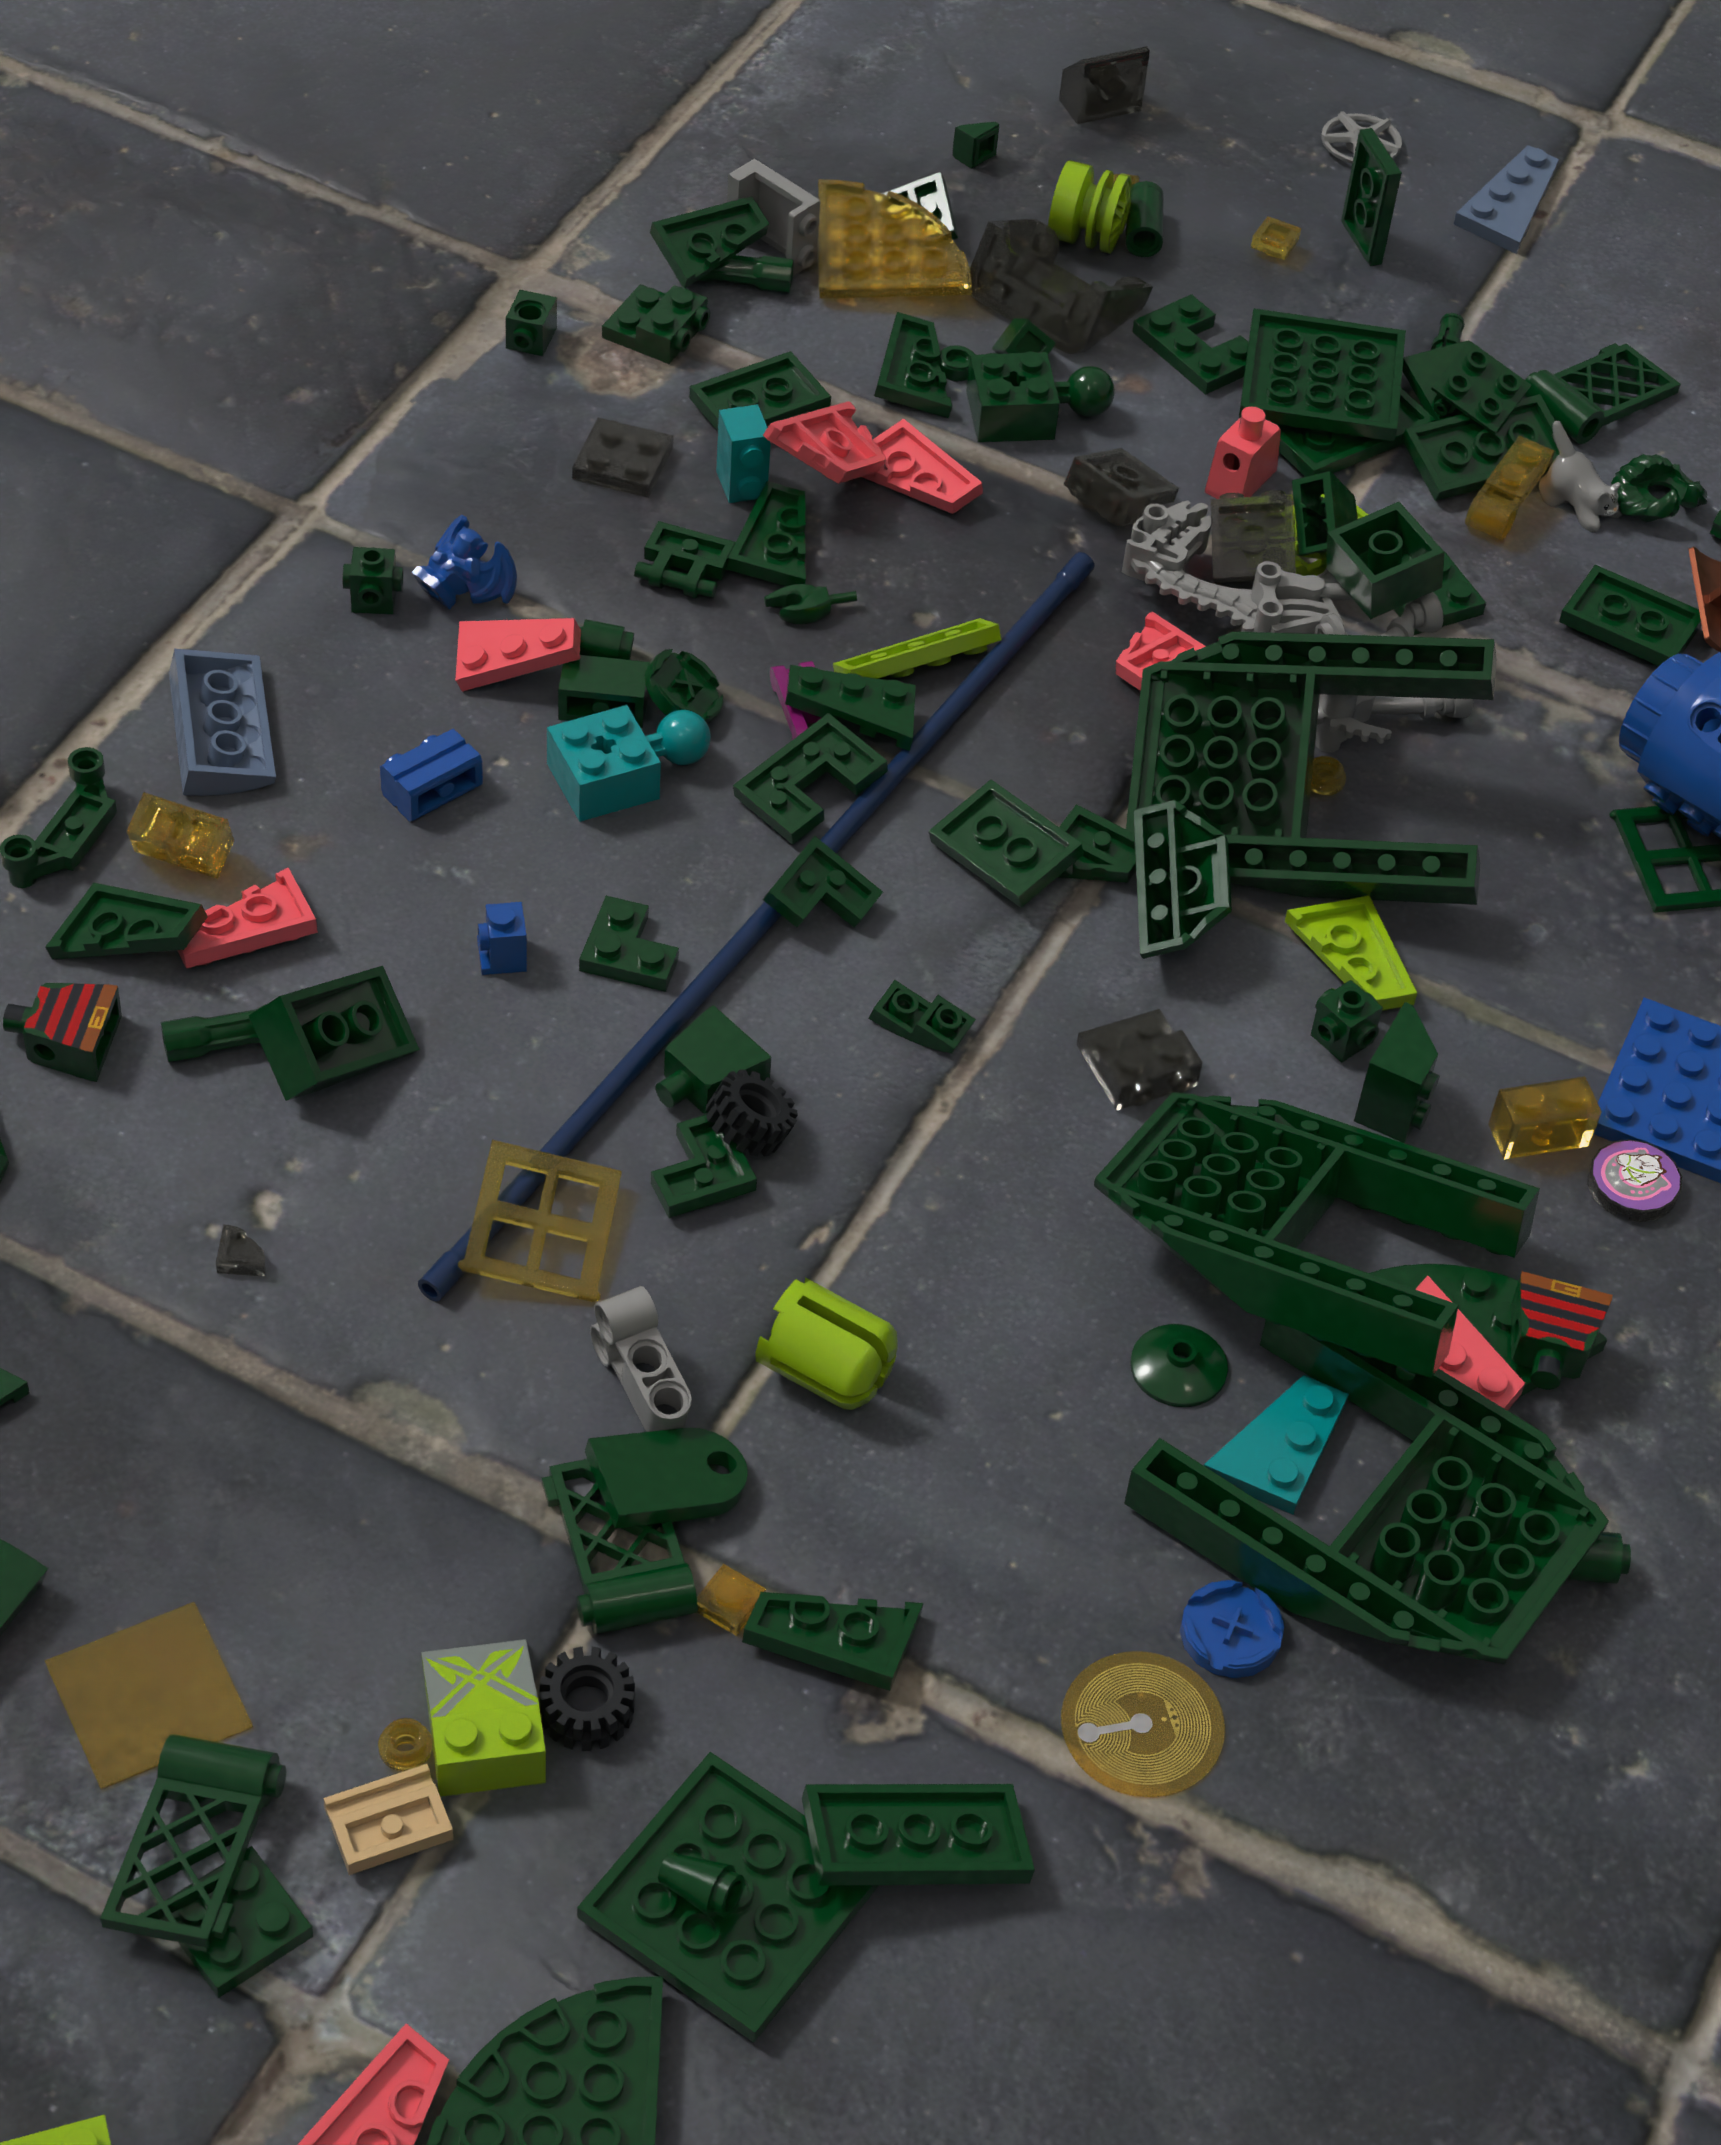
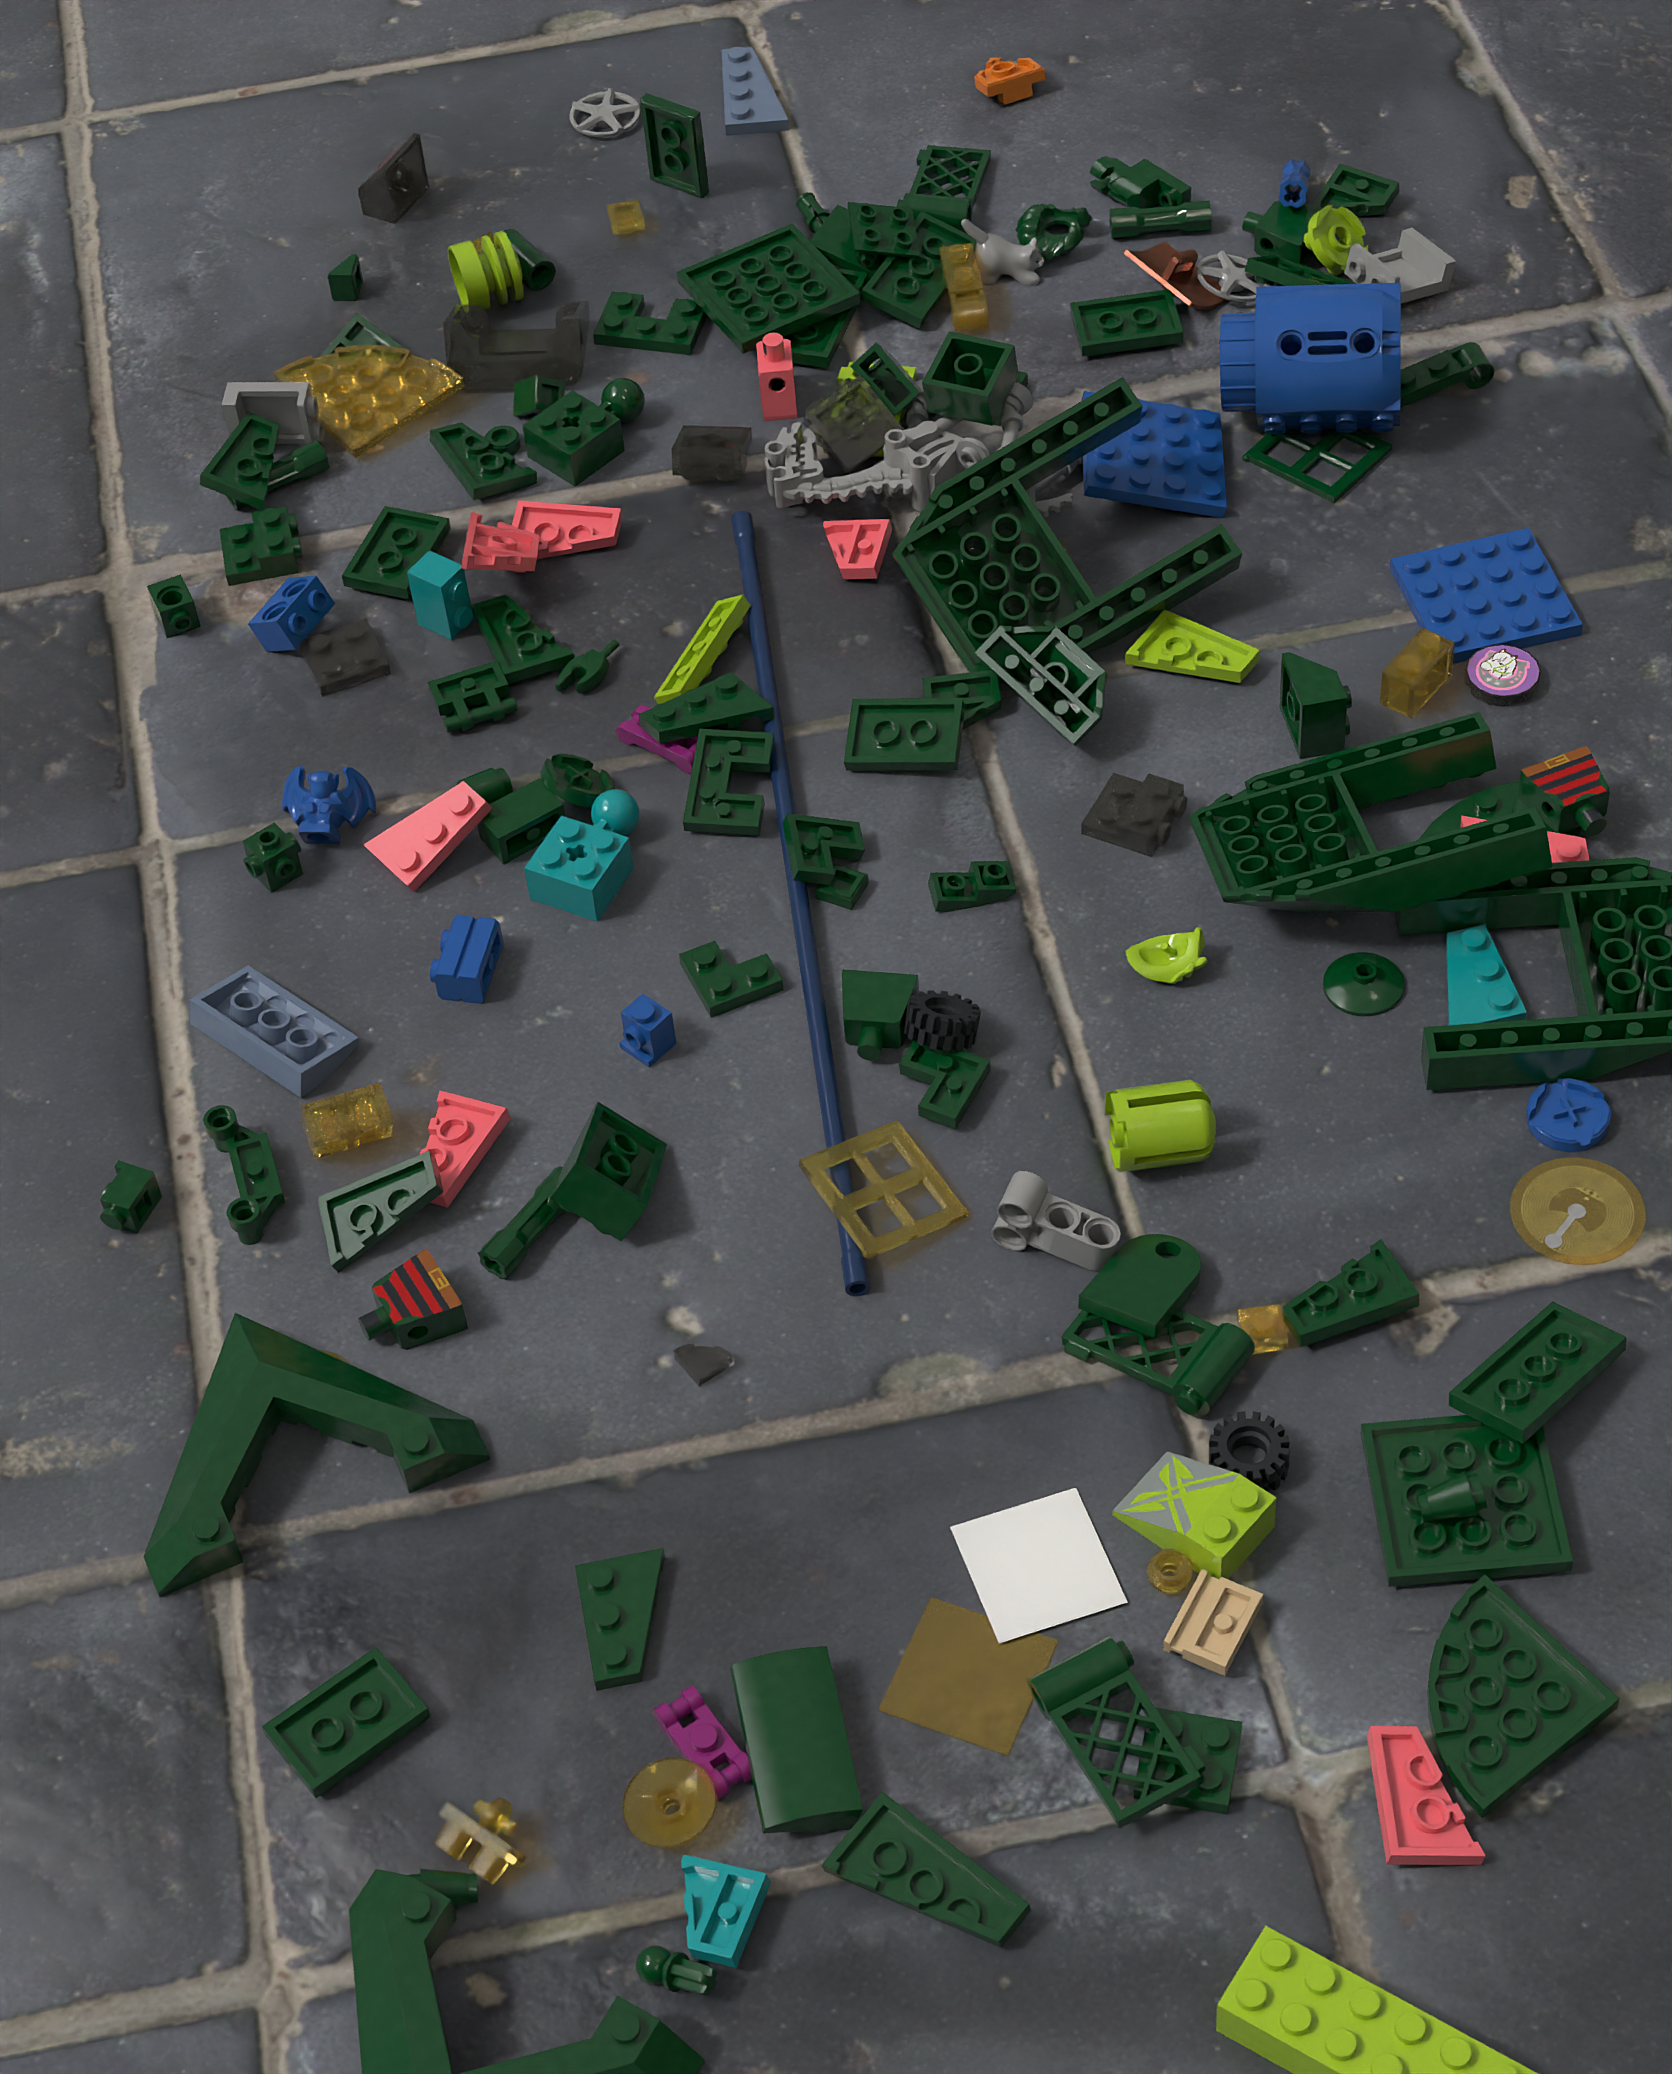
camera: 30 degrees left, 0 degrees up
(310, 1648) = (1038, 1565): none -> white sticker
(612, 390) = (291, 613): none -> blue brick
(812, 939) = (845, 887): none -> dark green tile
(1018, 1205) = (1168, 956): none -> lime hat
(1346, 1020) = (1237, 697): dark green brick -> none
(1518, 756) = (1162, 462): none -> blue plate

